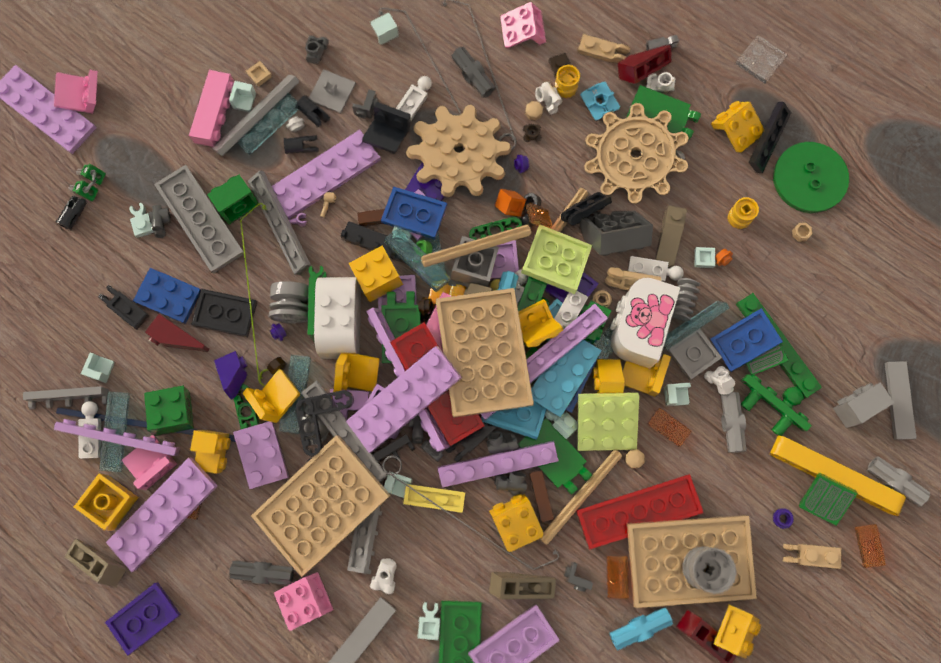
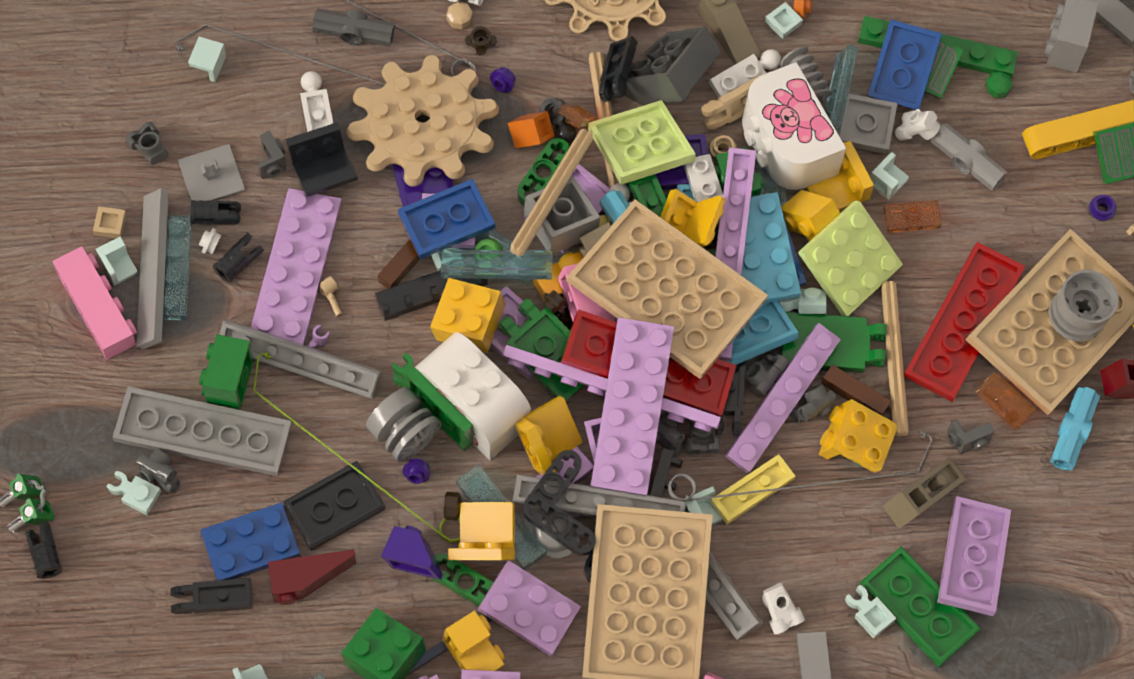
camera: 50 degrees left, 10 degrees down
(634, 459) = (909, 276): tan tile -> none
(783, 407) = (978, 102): green plate -> none

